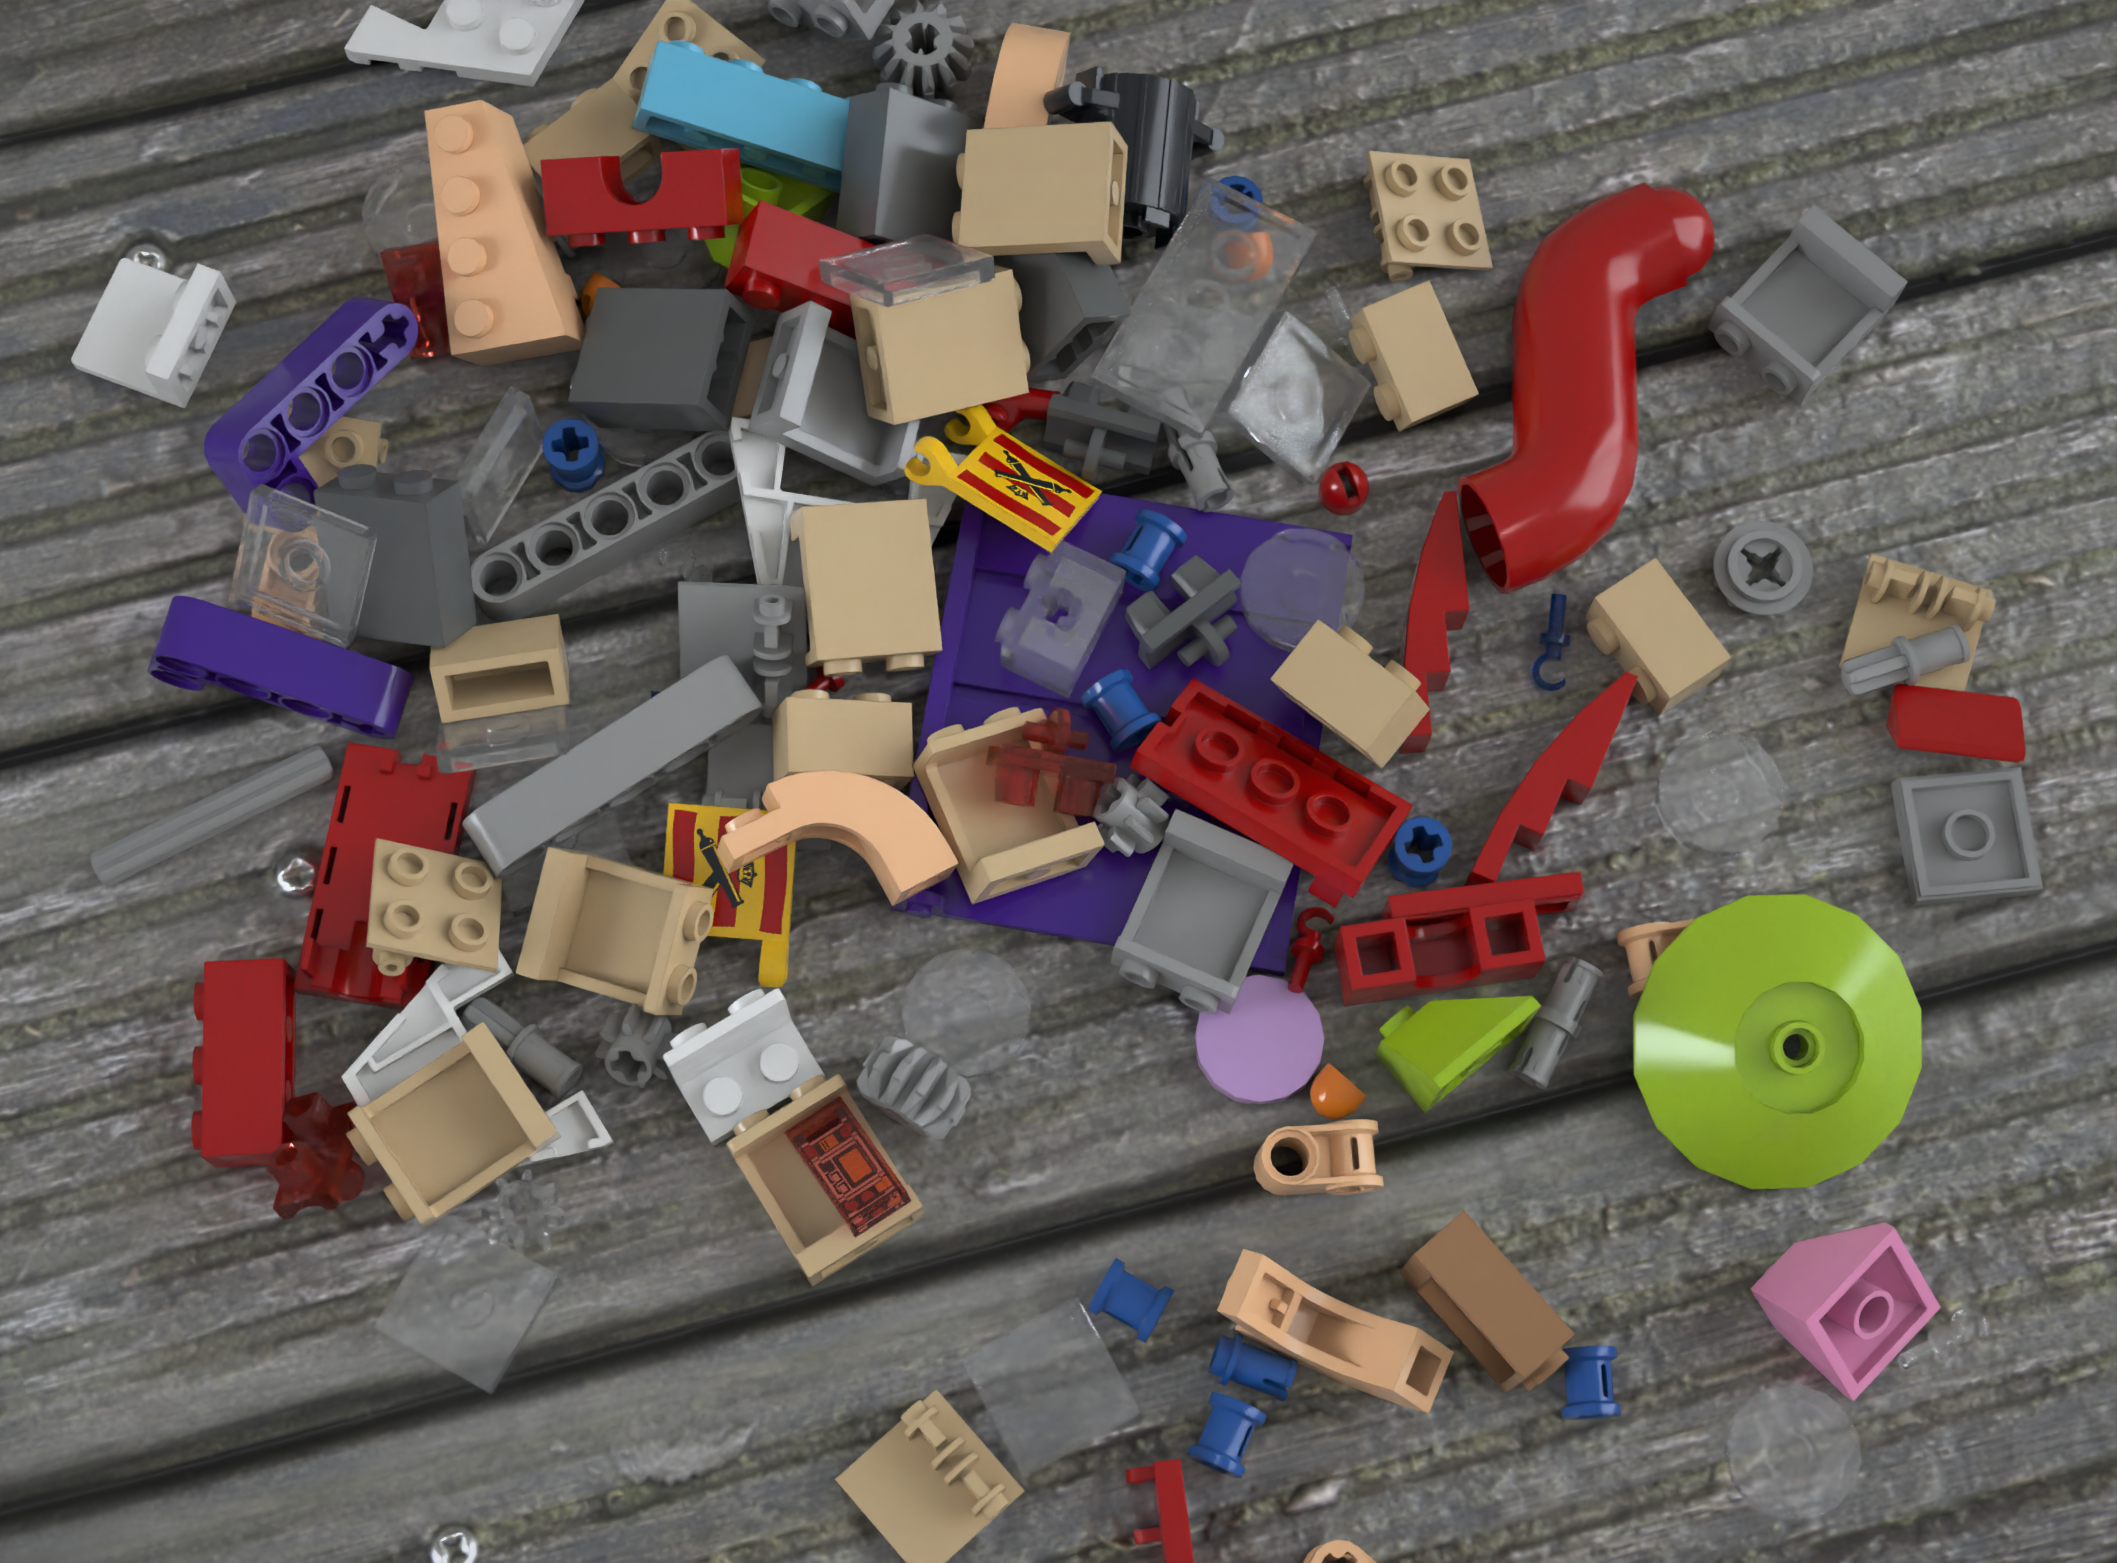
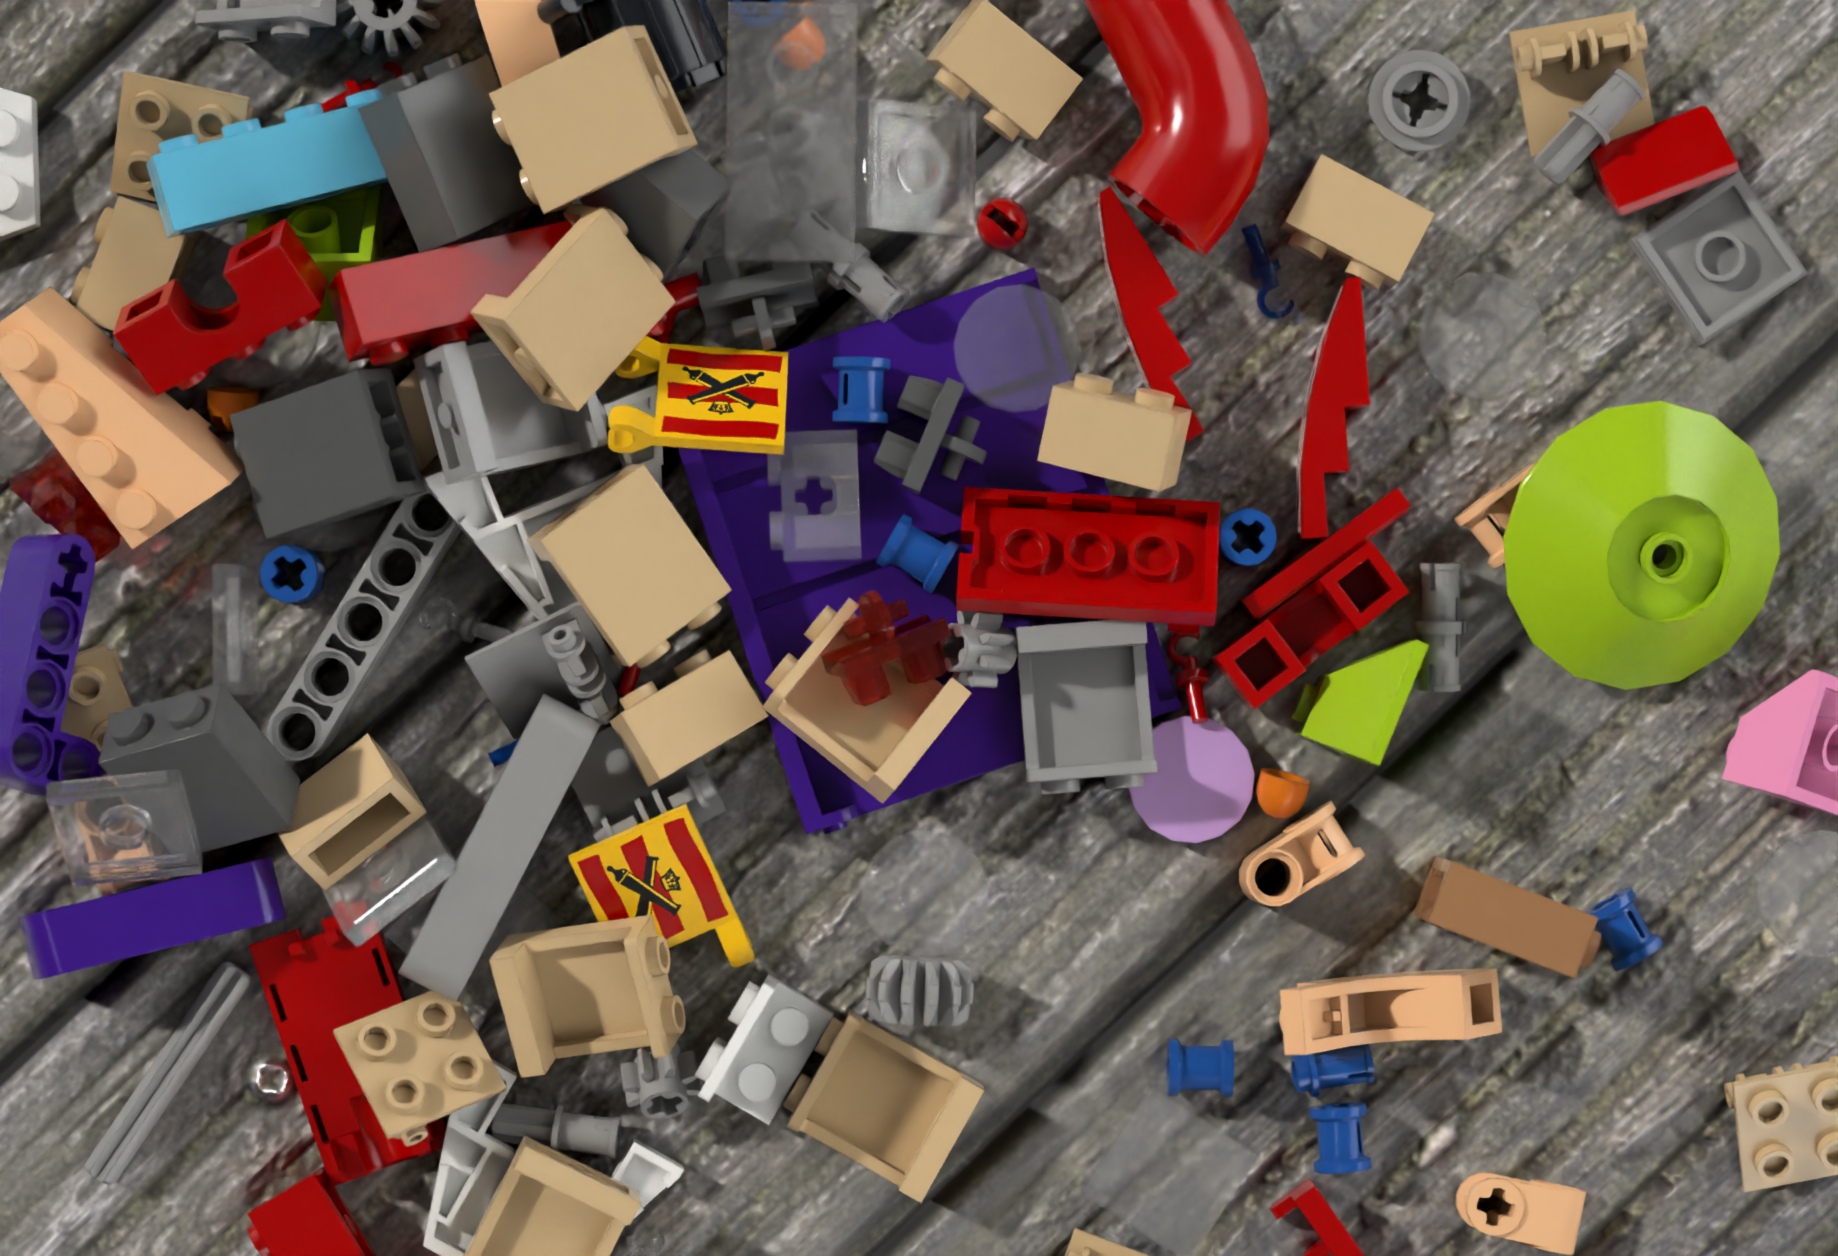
camera: 25 degrees left, 15 degrees up
(848, 1167) = (901, 1090): clear red tile -> none
(853, 810) = (770, 783): light nougat arch -> none
(907, 270) = (512, 266): clear tile -> none

